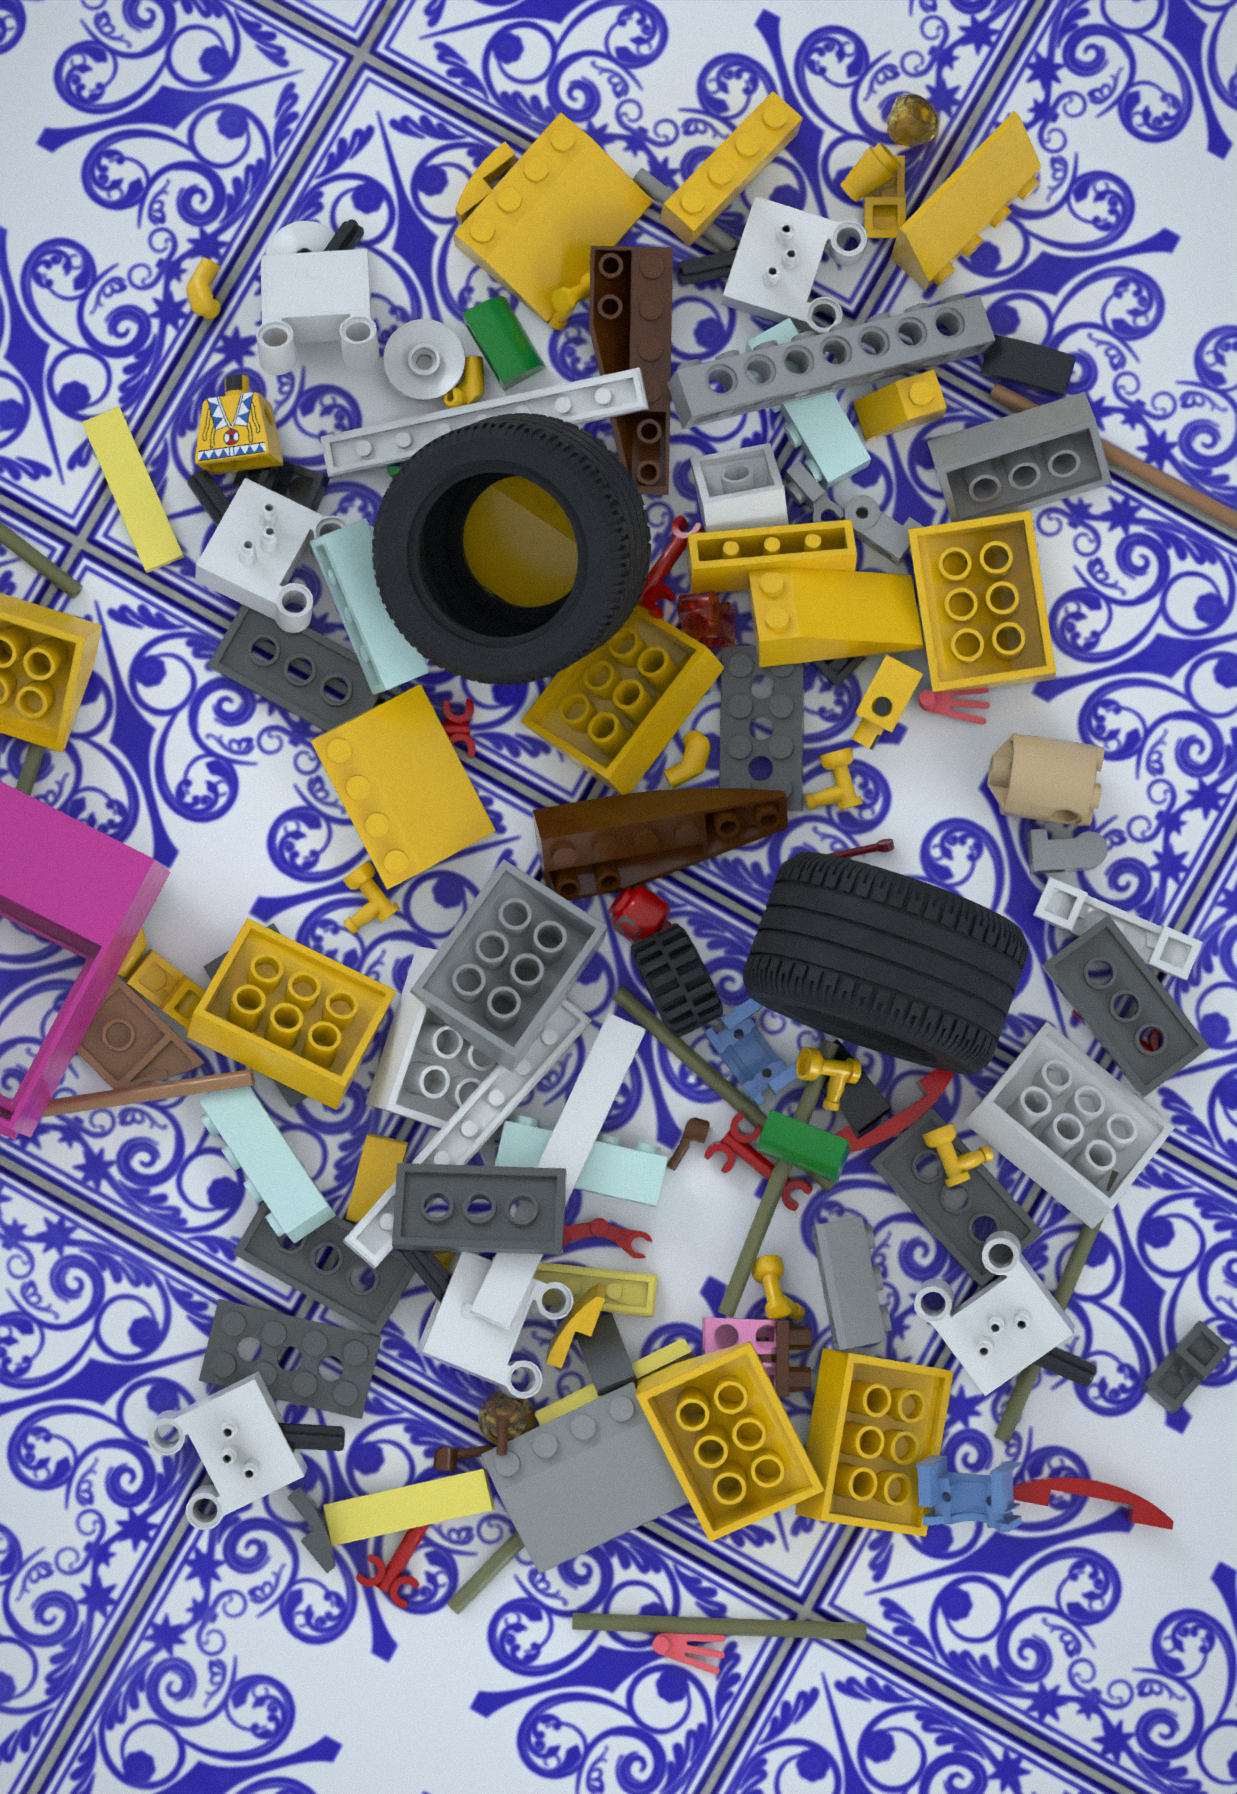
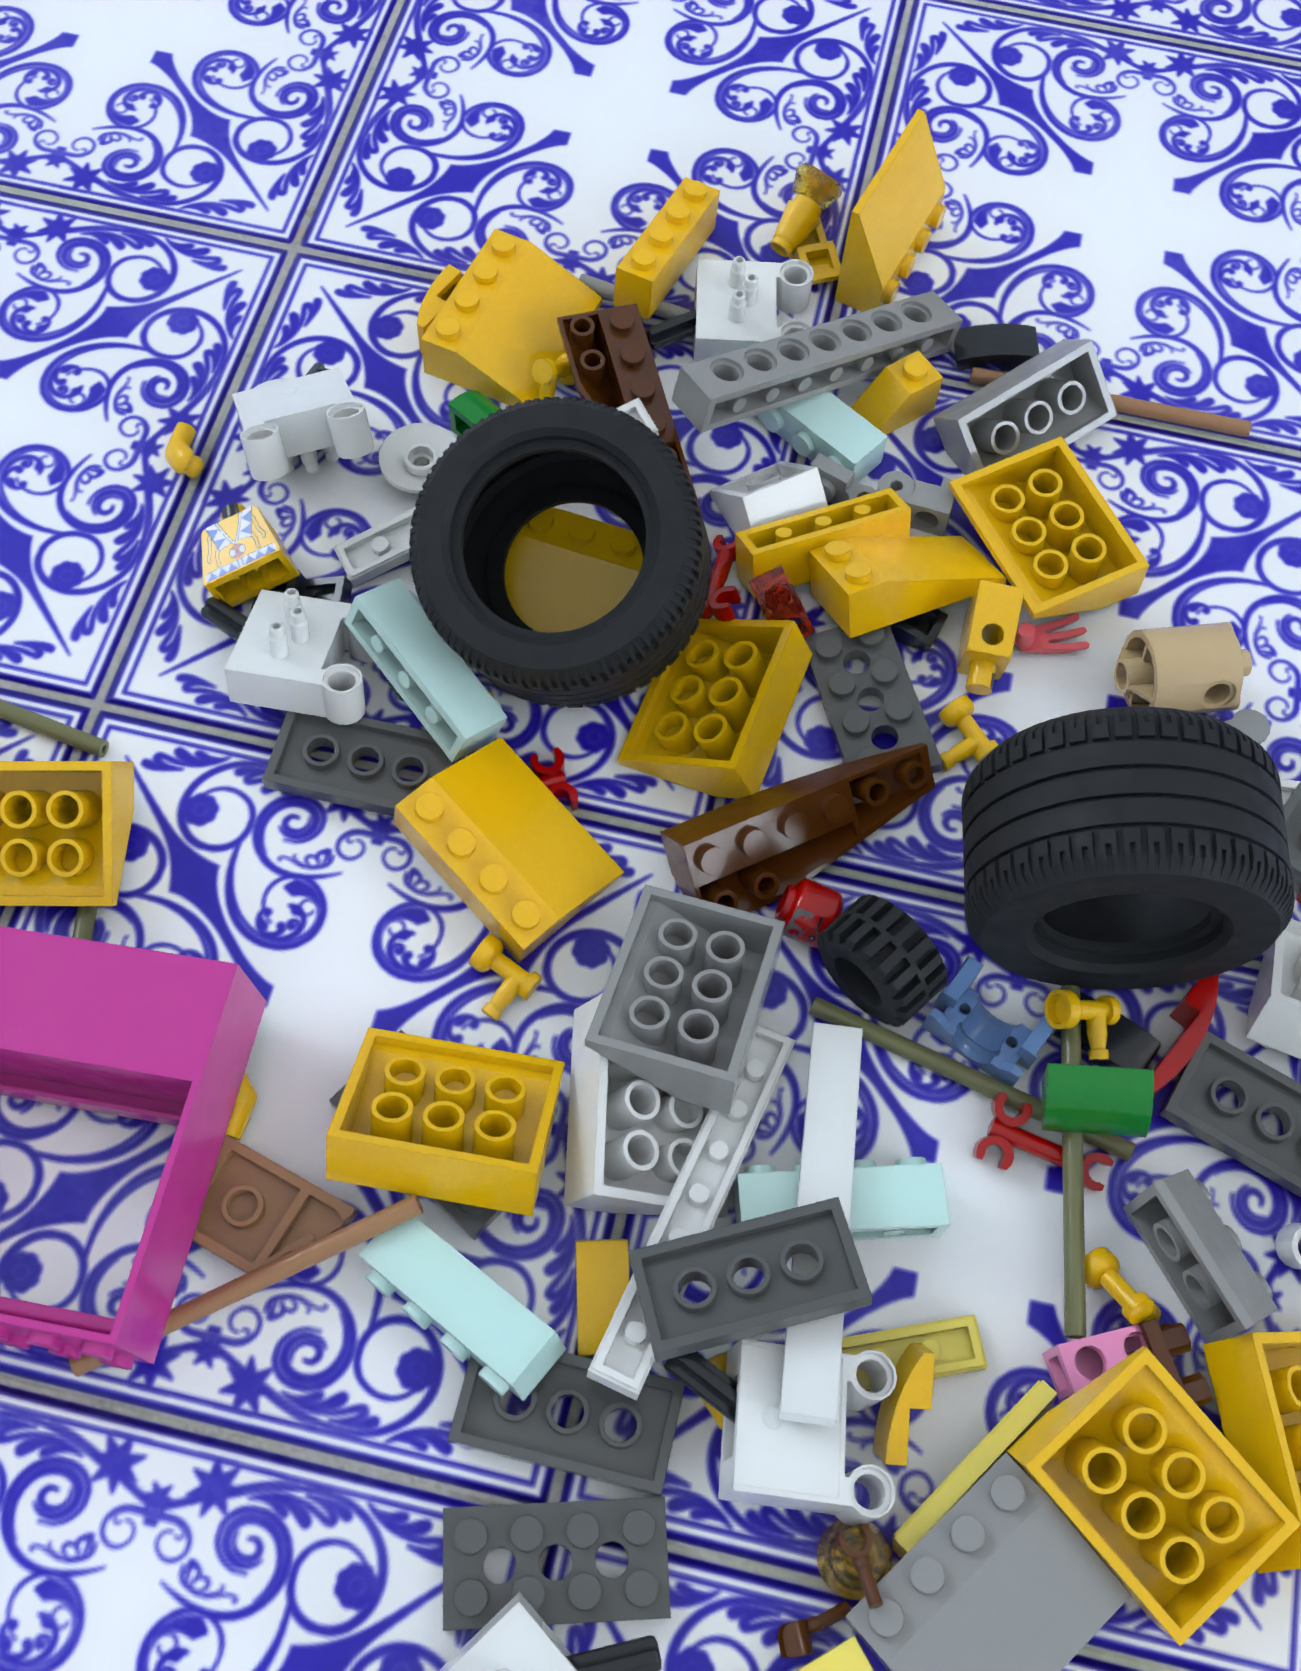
camera: 15 degrees left, 20 degrees down
(132, 489) = (146, 640): light yellow tile -> none
(166, 987) = (288, 1138): yellow slope -> none
(600, 1228) = (914, 1281): red piece -> none
(606, 1356) = (957, 1435): dark grey slope -> none
(694, 759) = (812, 750): yellow arm -> none
(695, 1130) = (951, 1132): reddish brown hand -> none
(954, 1166) = (1264, 1082): yellow piece -> none

